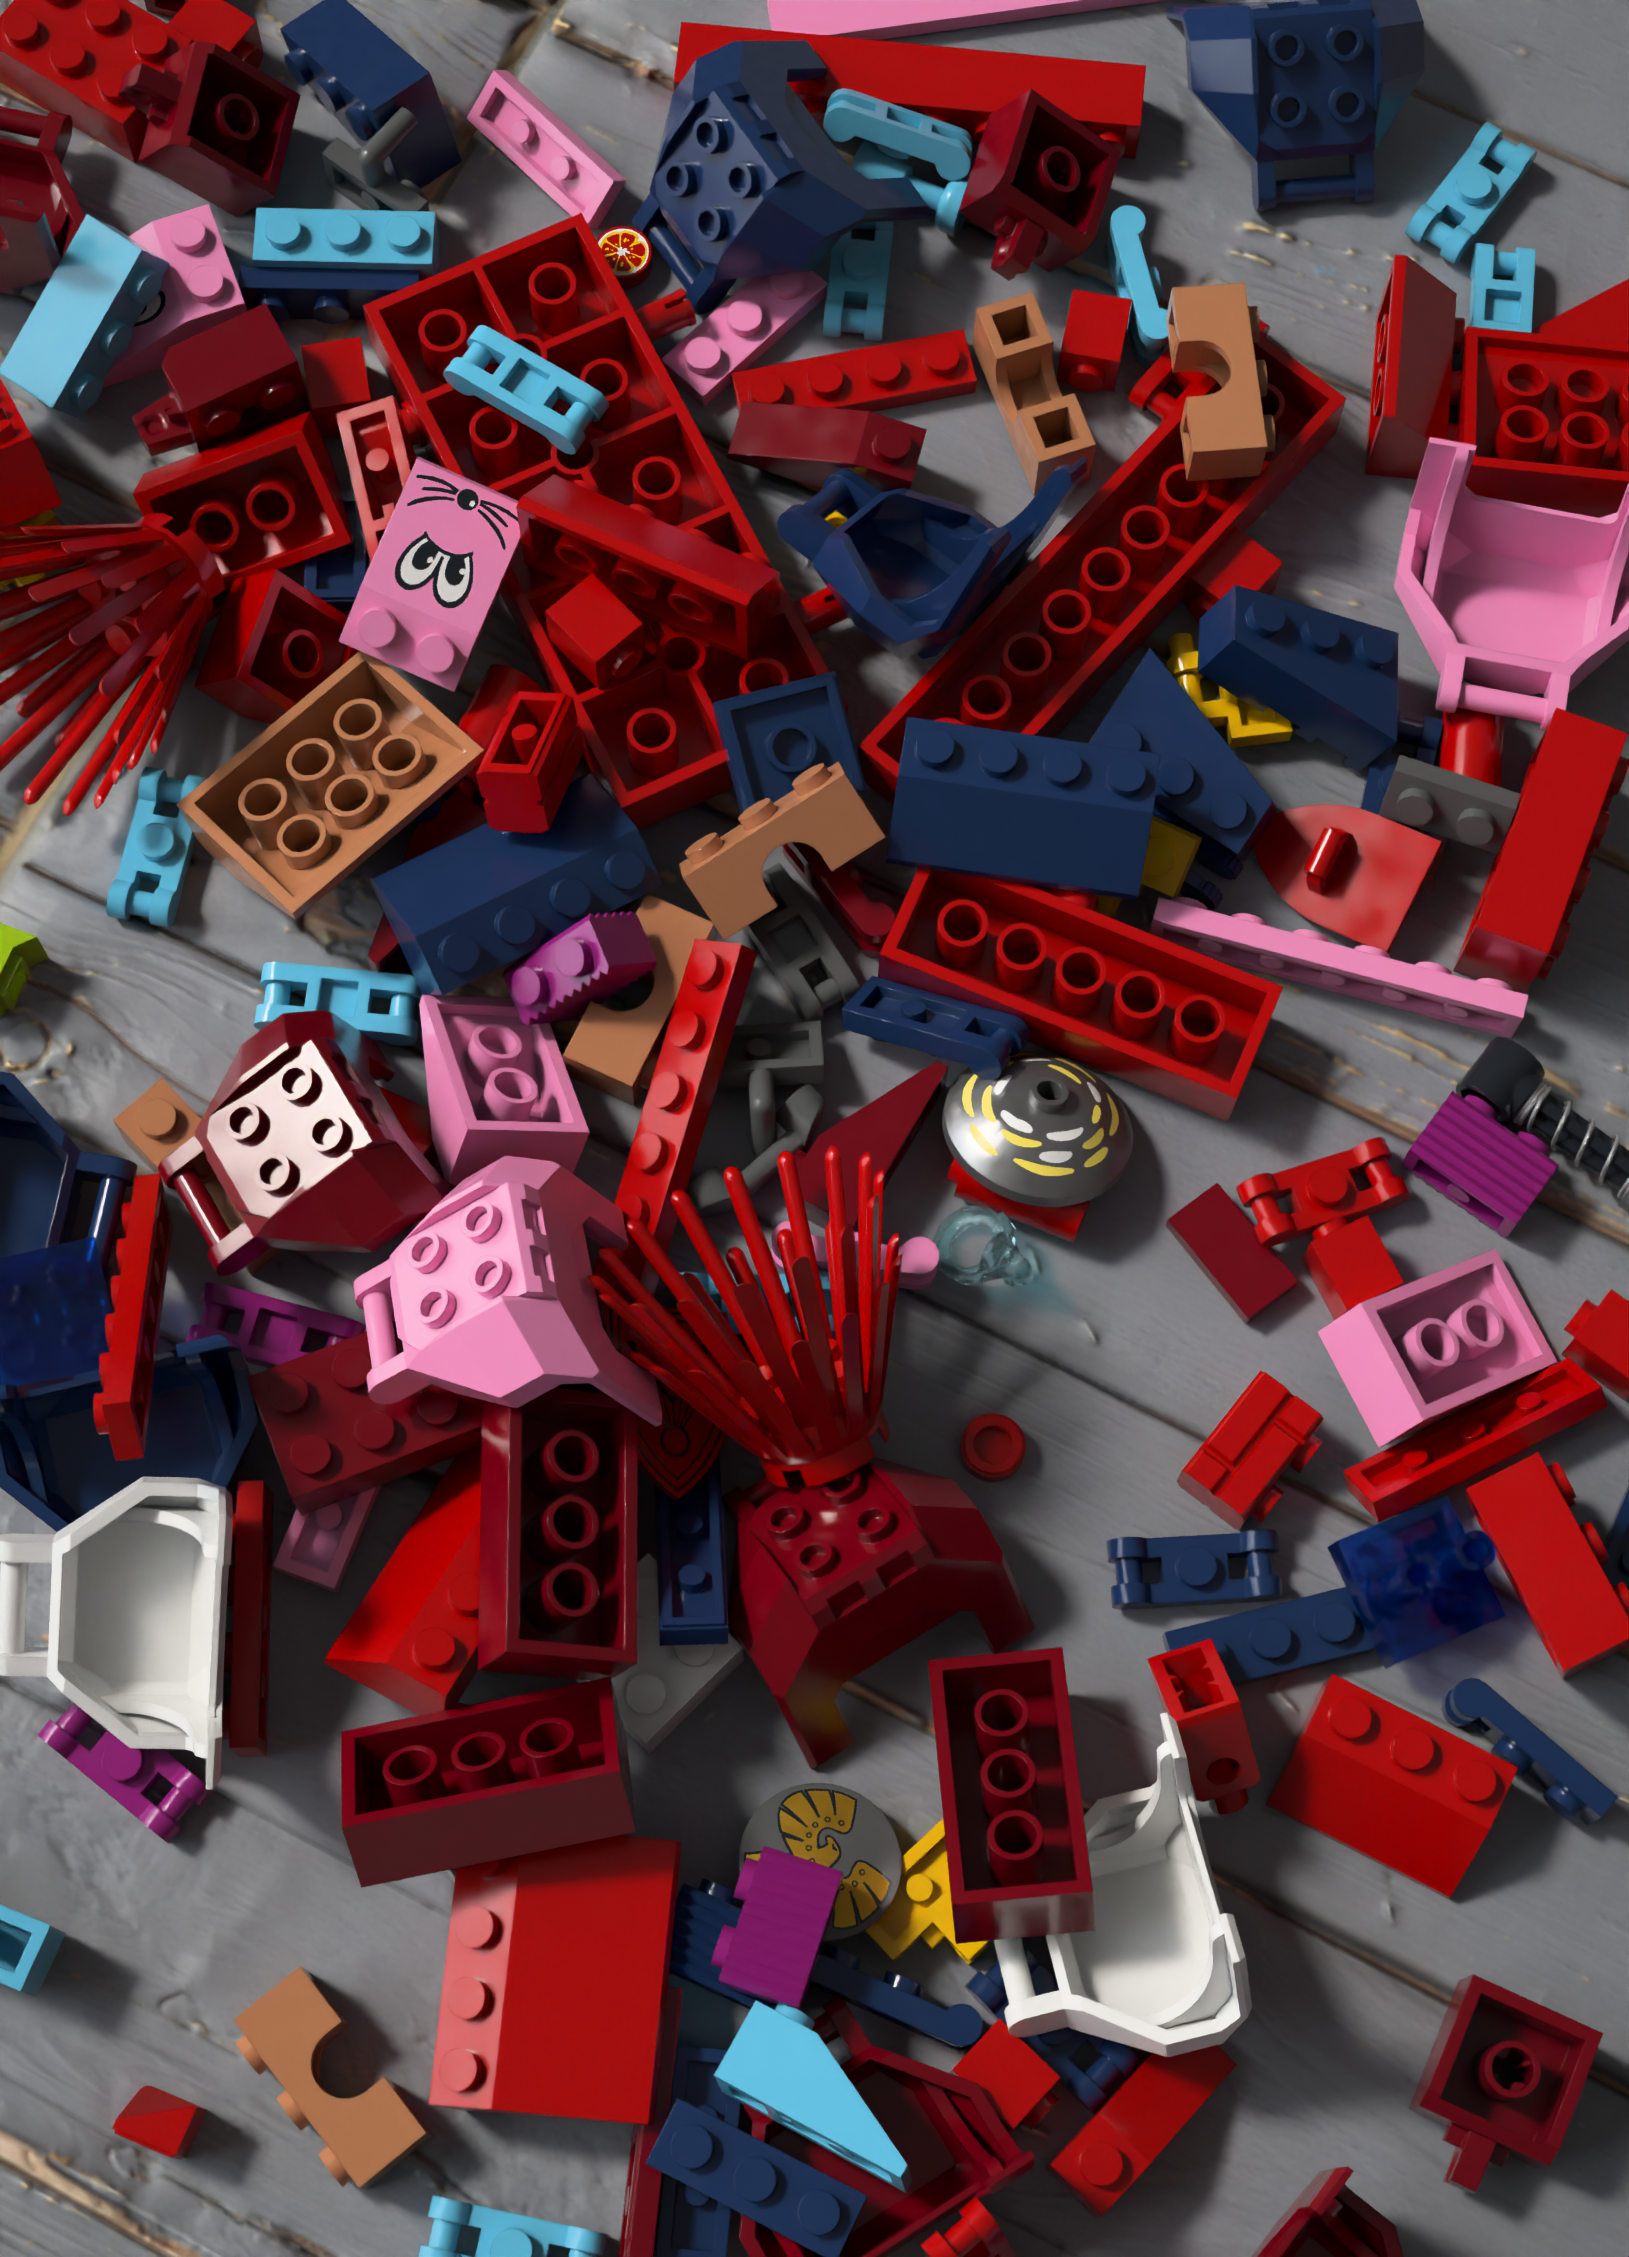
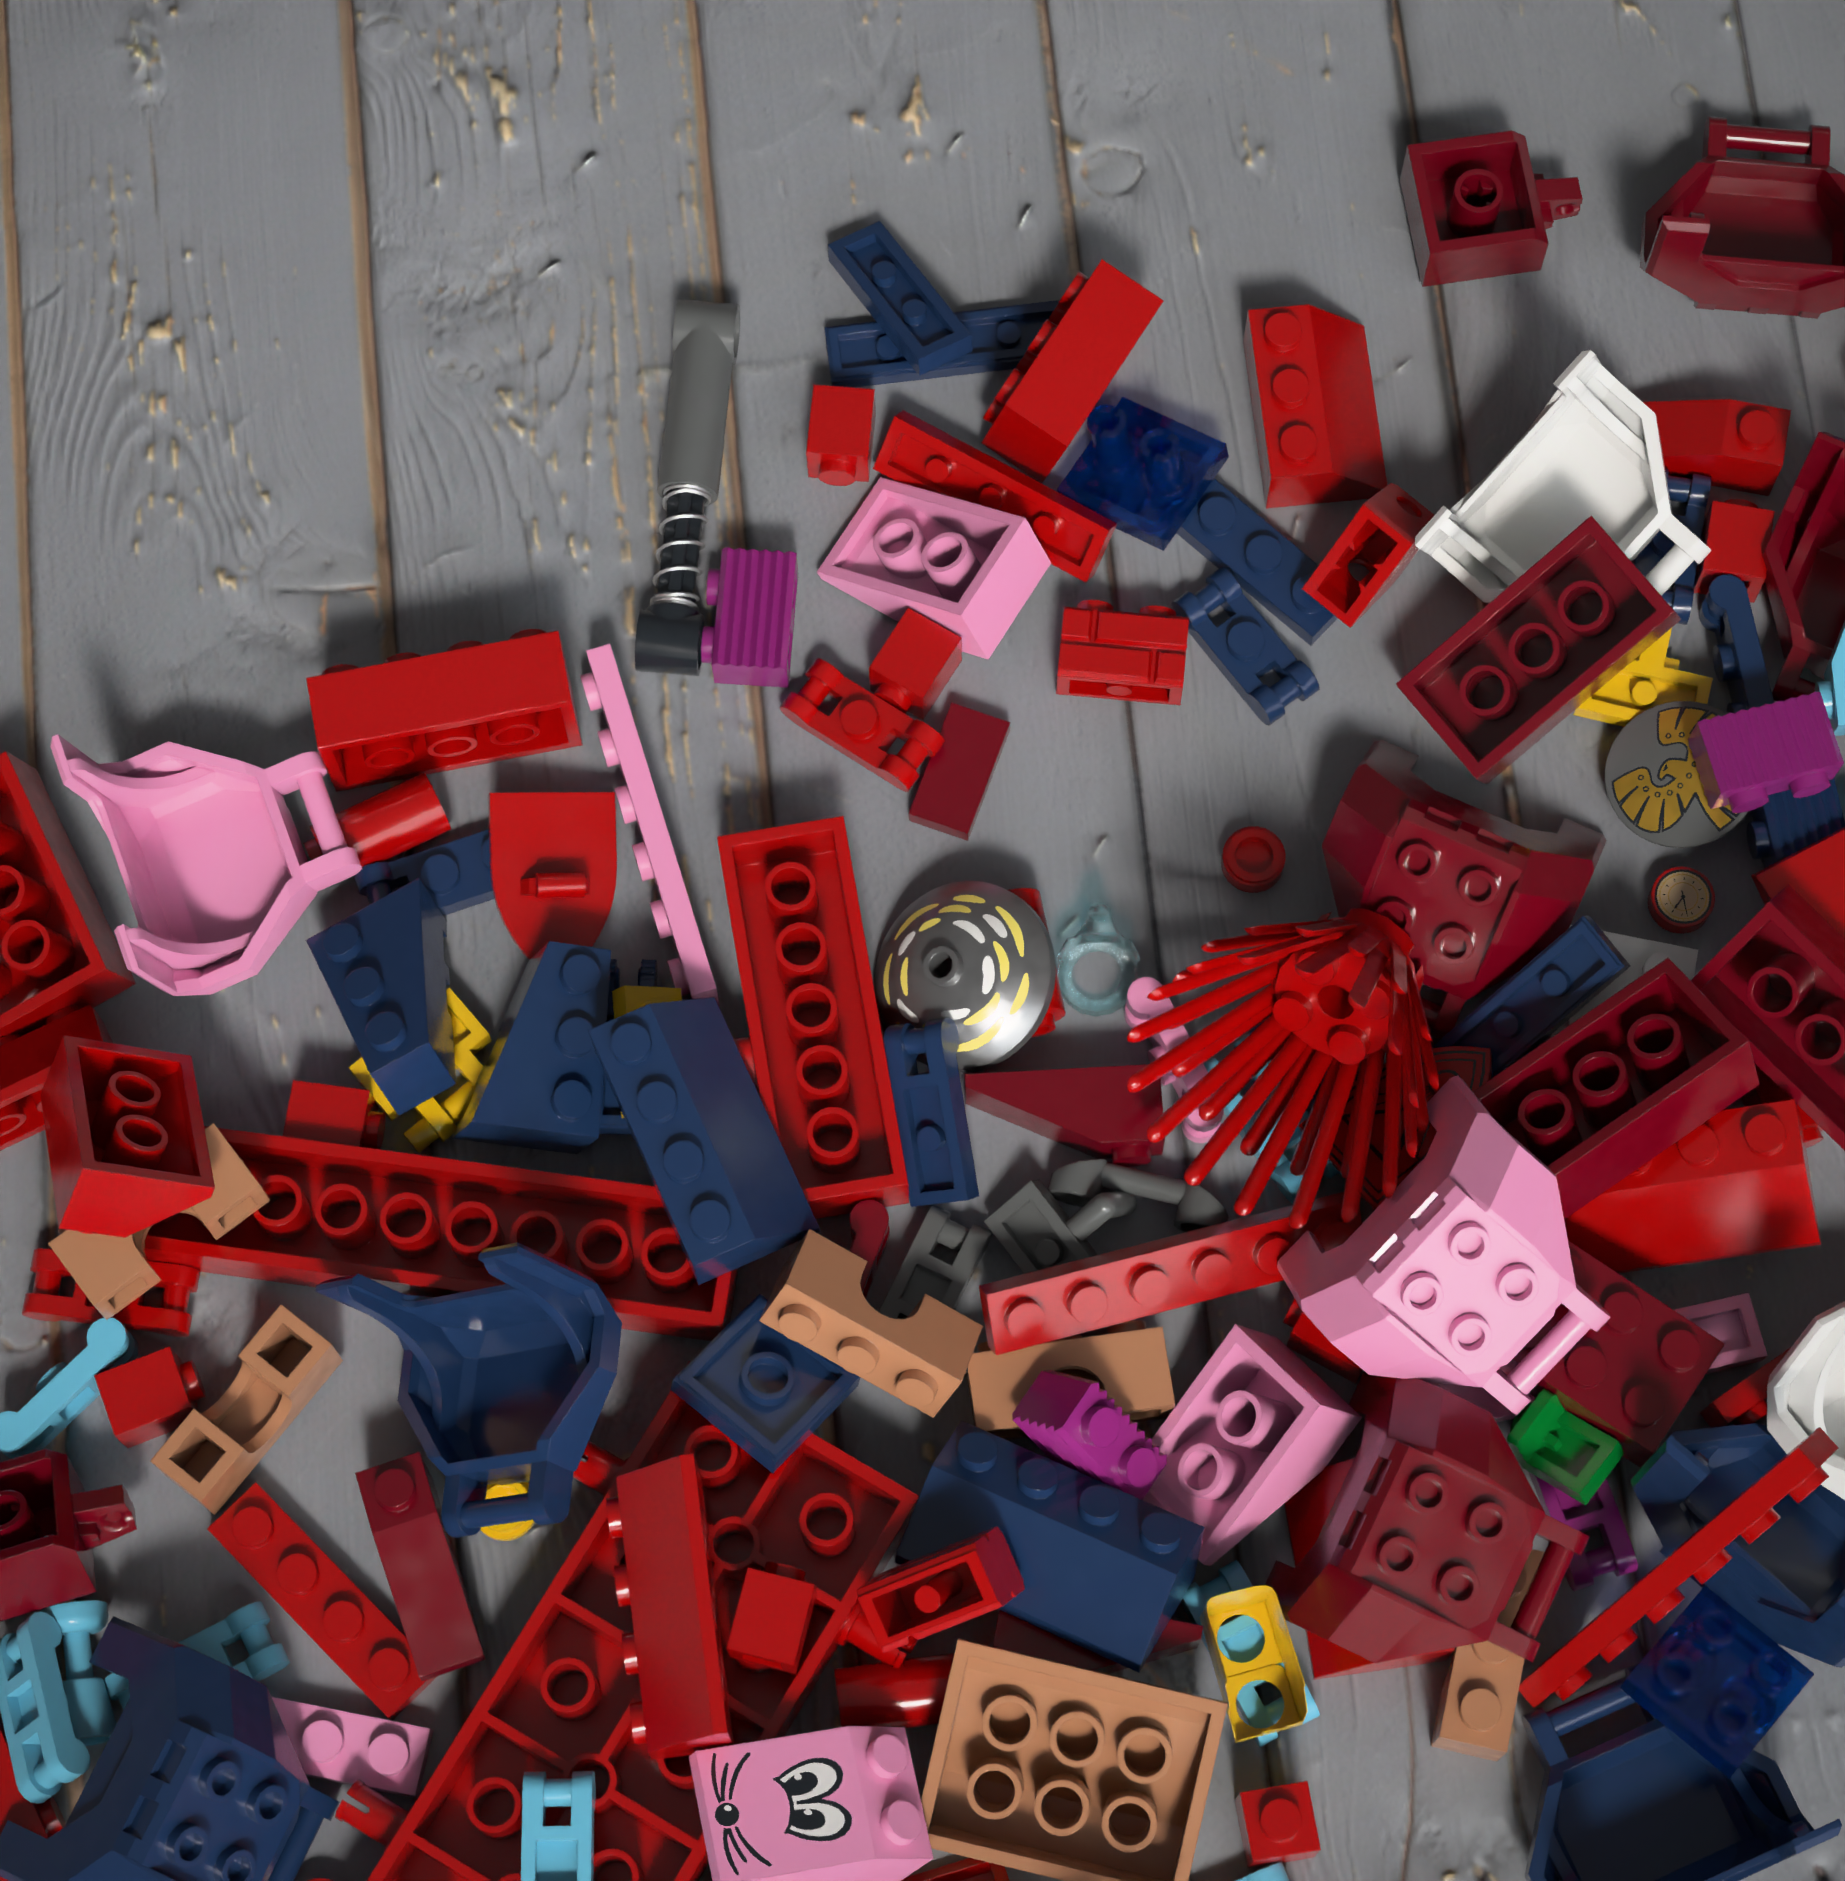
camera: 120 degrees left, 0 degrees up
(193, 931) = (1277, 1824): none -> red brick
(308, 1323) = (1562, 1447): none -> green bracket
(315, 946) = (1263, 1606): none -> yellow piece
(712, 1791) = (1681, 900): none -> tile
(1295, 373) = (123, 1136): none -> red slope
(1448, 808) = (455, 817): dark grey plate -> none
(1569, 1786) = (1219, 328): dark blue plate -> none

